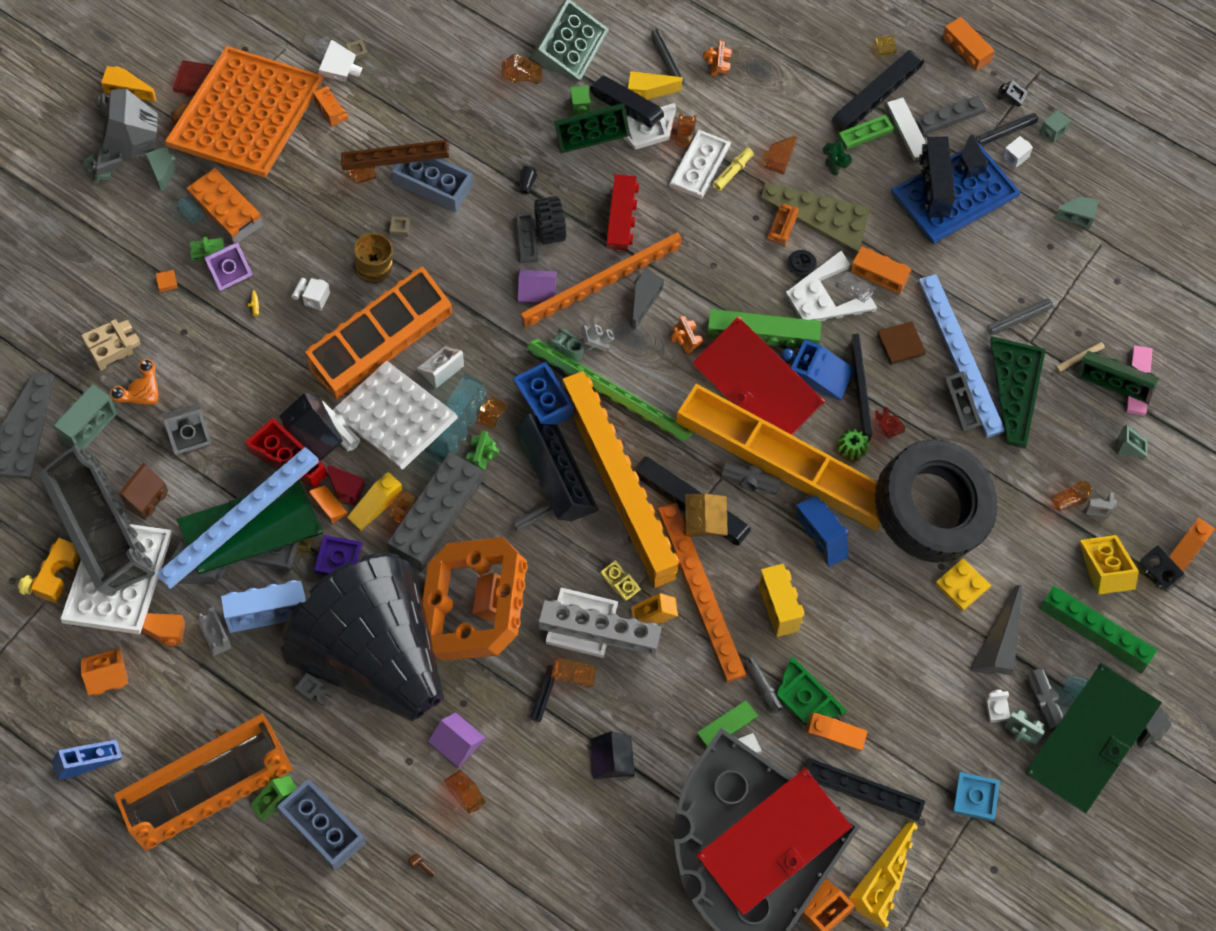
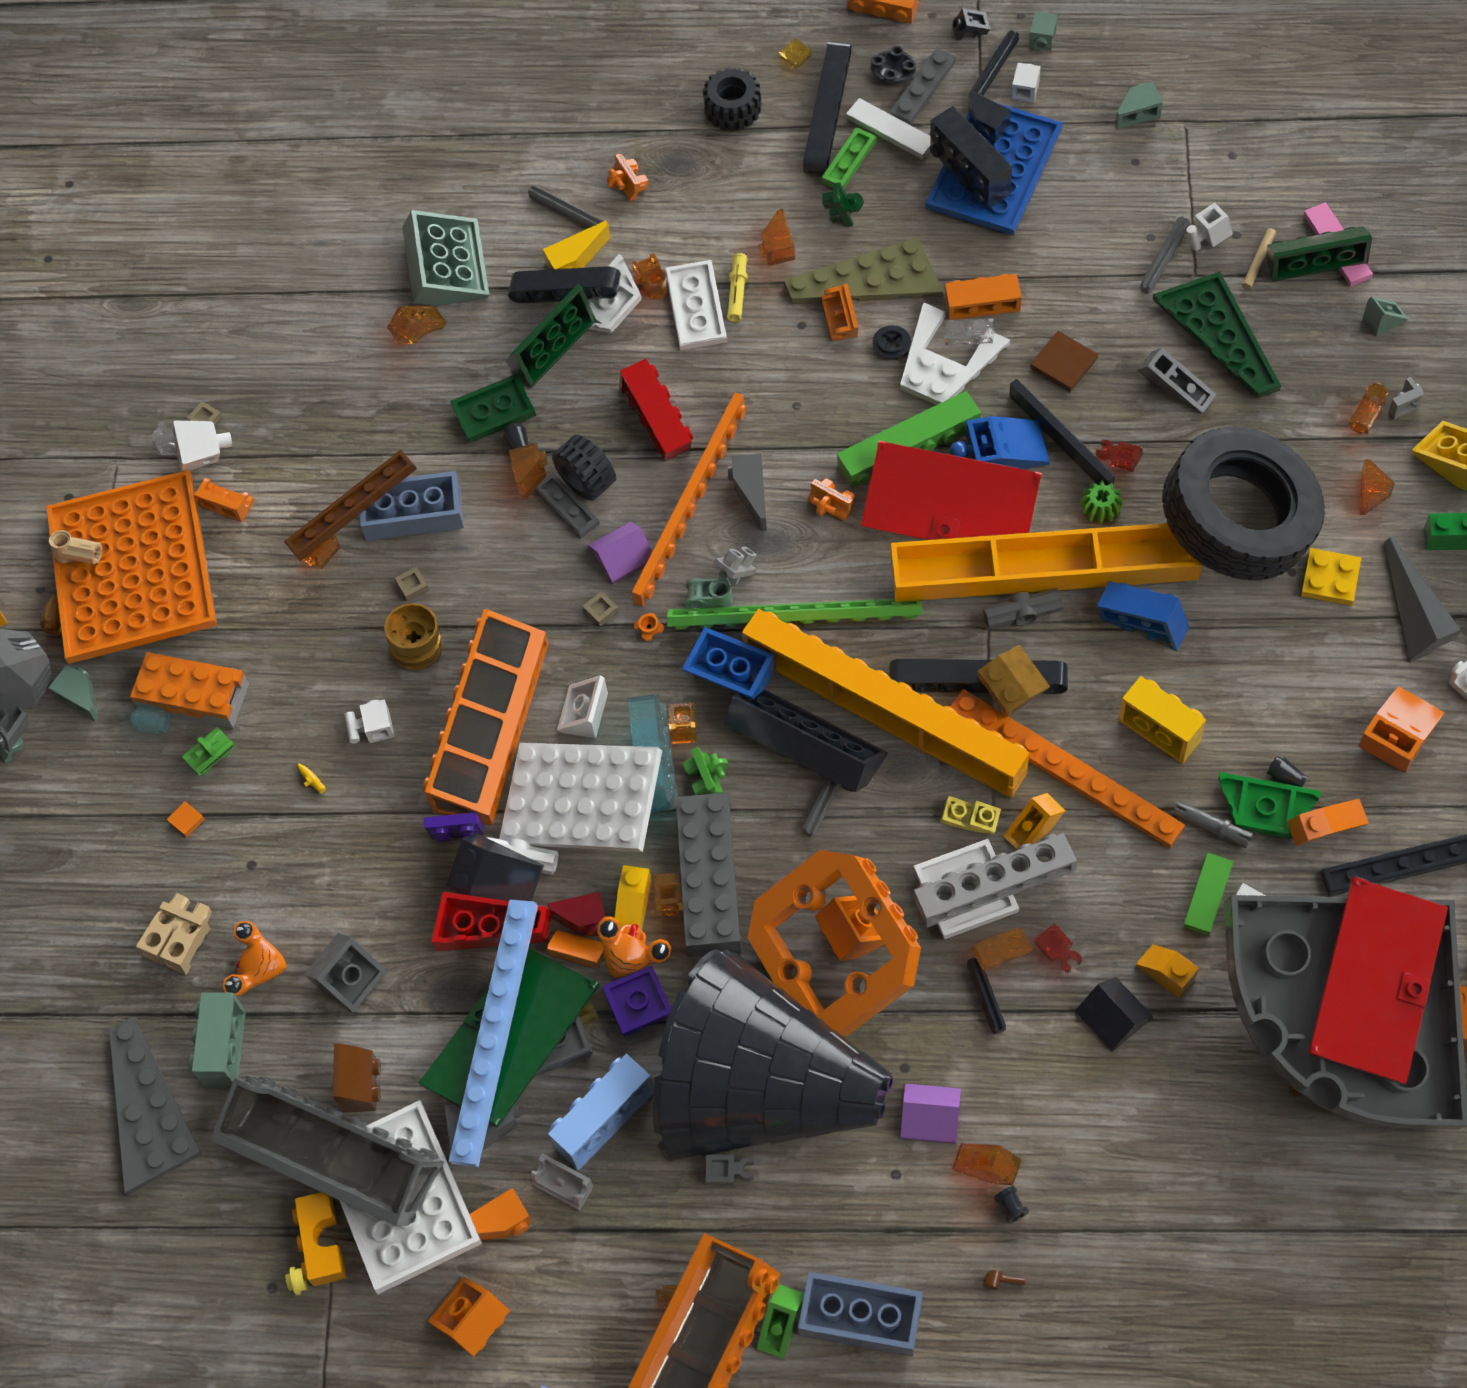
camera: 25 degrees left, 0 degrees up
(191, 77) = (32, 567): clear red tile -> none
(219, 80) = (68, 548): none -> tan piece
(227, 266) = (248, 756): medium lavender slope -> none
(308, 383) = (450, 826): none -> dark purple plate
(353, 523) = (626, 948): none -> orange head
(460, 825) = (1011, 1204): none -> black bush
(498, 312) = (600, 608): none -> dark tan tile
(518, 200) = (528, 468): none -> clear orange slope
(518, 337) = (644, 621): none -> orange plate
(527, 150) = (492, 408): none -> dark green plate
(580, 100) = (508, 316): bright green brick -> none
(609, 692) = (1056, 945): none -> clear red plate
(665, 753) = (1168, 969): none -> light orange slope
(821, 38) = (728, 85): none -> black tyre
(834, 684) = (1285, 772): none -> black cone
(928, 705) = (1400, 729): none -> orange slope
(941, 90) = (893, 66): none -> black dish
(961, 354) = (1132, 331): light blue plate -> none
(1034, 548) = (1374, 487): none -> clear orange slope
(1062, 316) = (1212, 226): none -> white brick

